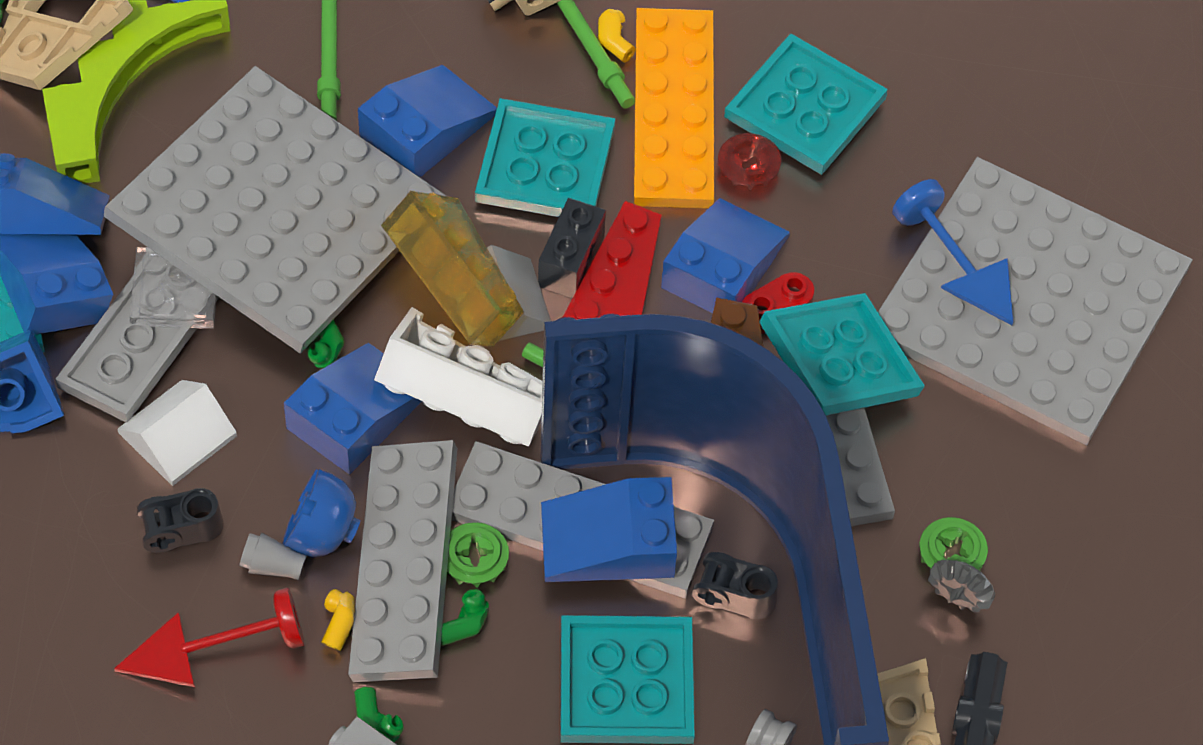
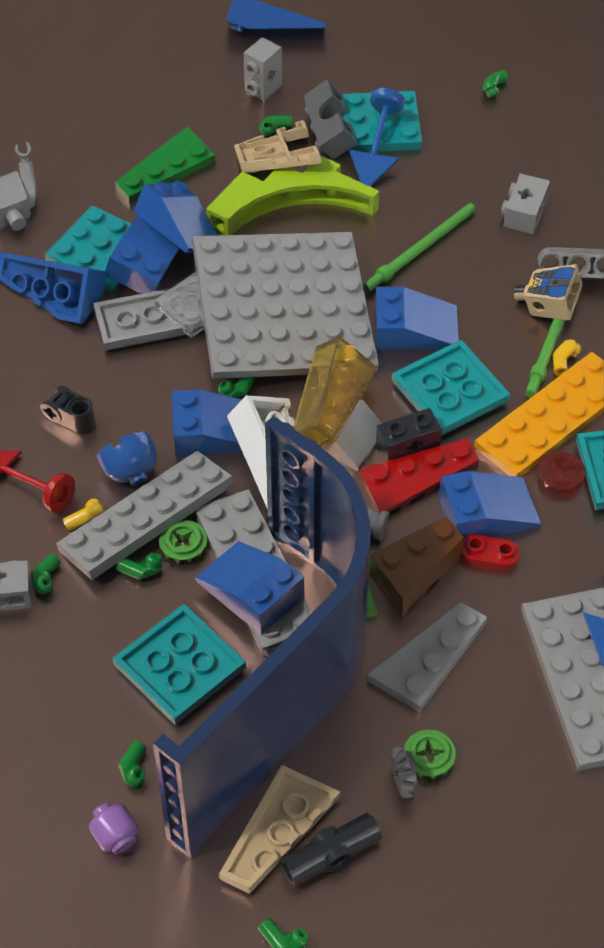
camera: 50 degrees right, 5 degrees down
(179, 430) = (120, 373): white slope -> none
(269, 557) = (85, 457): light grey cone -> none
(842, 353) = (482, 600): teal plate -> none

